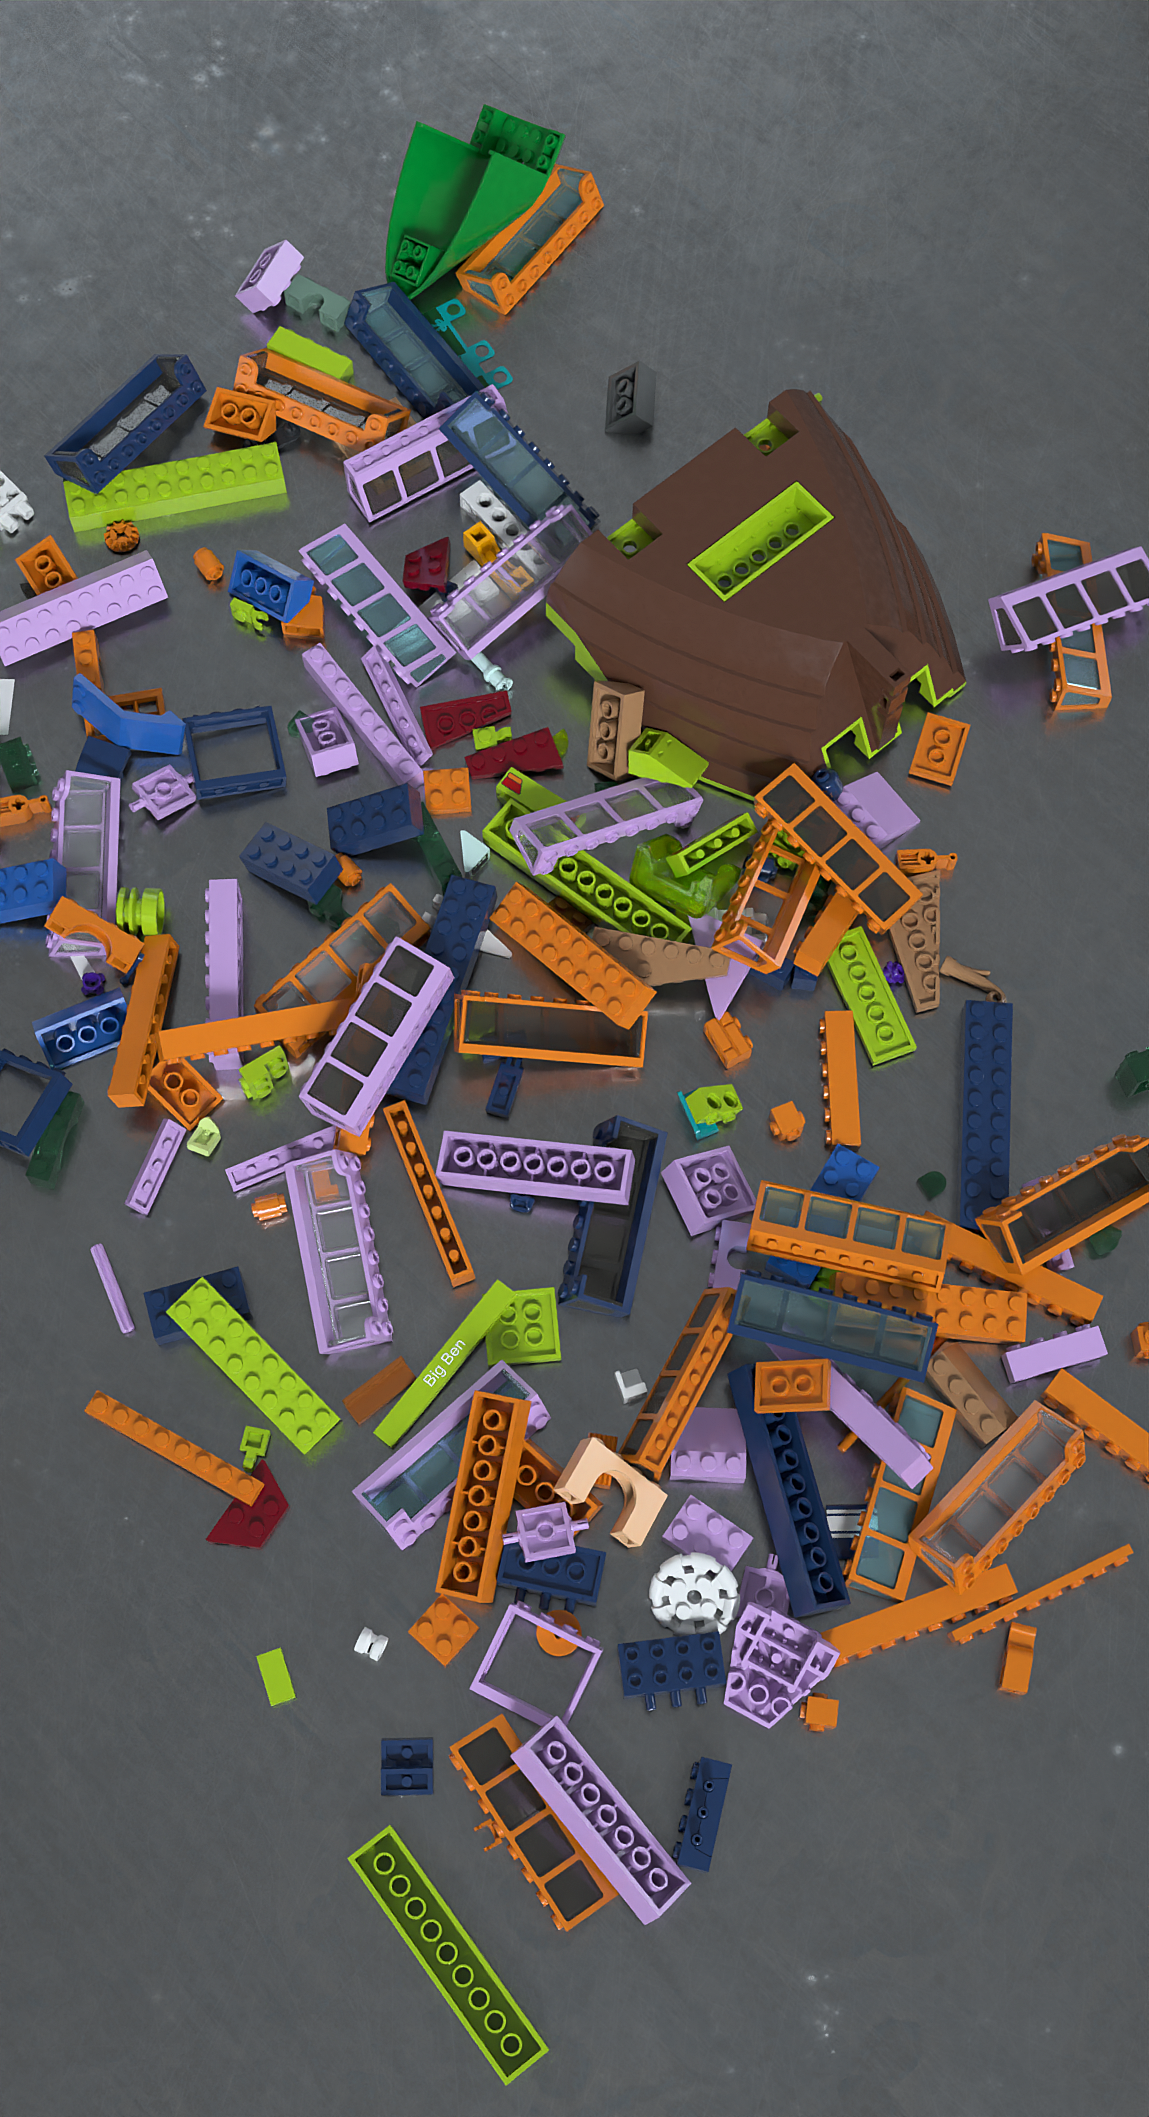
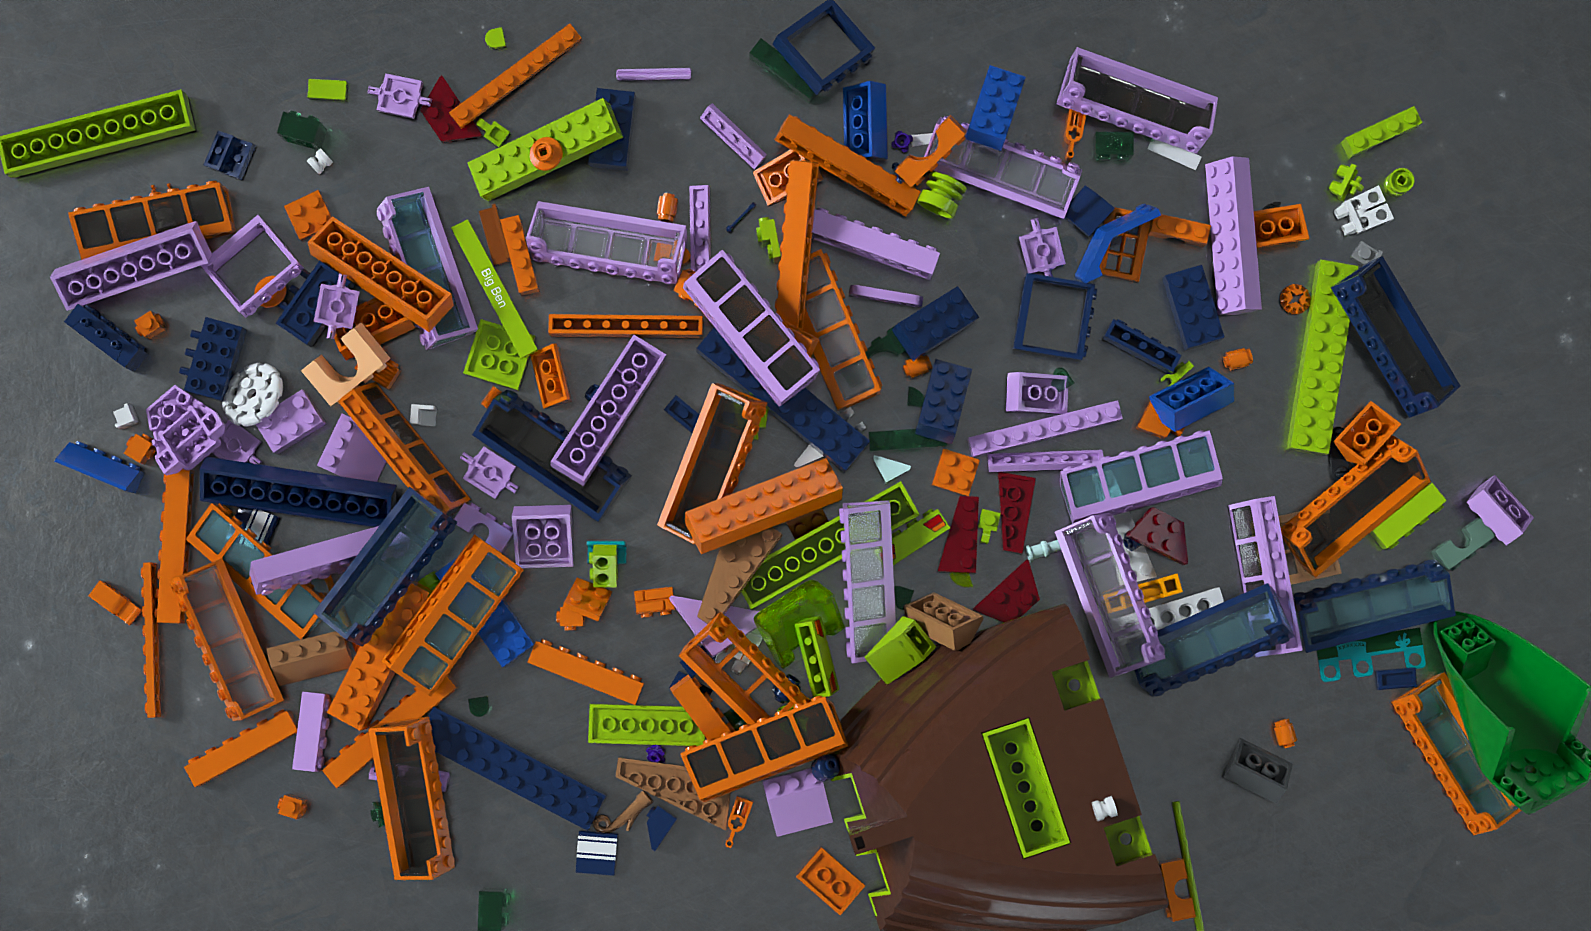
camera: 115 degrees right, 15 degrees up
(48, 485) = (1365, 253): none -> light grey bracket
(135, 1494) = (495, 38): none -> lime tile
(169, 623) = (1193, 307): none -> dark blue brick
(204, 1137) = (740, 180): yellowish green plate -> none
(232, 656) = (1141, 346): none -> dark blue brick
(251, 1579) = (399, 96): none -> lavender plate
(266, 1129) = (730, 228): none -> dark blue hinge
(268, 1362) = (549, 160): none -> orange piece
(279, 931) = (885, 296): none -> lavender beam
(341, 1678) = (301, 130): none -> clear green brick
(382, 860) = (915, 397): none -> clear green tile
(405, 1339) = (519, 255): none -> orange arch
(480, 317) = (1396, 678): none -> dark blue tile
(522, 1254) = (551, 376): none -> orange slope
(556, 688) = (1012, 596): none -> dark red wing
(579, 1313) = (494, 392): none -> orange piece
(581, 390) = (1285, 733): none -> orange brick
(663, 1769) = (149, 325): none -> orange brick
(664, 1280) = (489, 472): none -> lavender plate
(747, 457) = (1104, 808): none -> white wheel
(760, 1109) = (587, 599): none -> orange plate
(789, 1750) = (126, 417): none -> white panel
(792, 1386) = (356, 520): orange plate -> none
(865, 1749) = (101, 467): none -> blue slope
(969, 938) = (659, 824): none -> dark blue slope
(1030, 992) = (596, 853): none -> slope

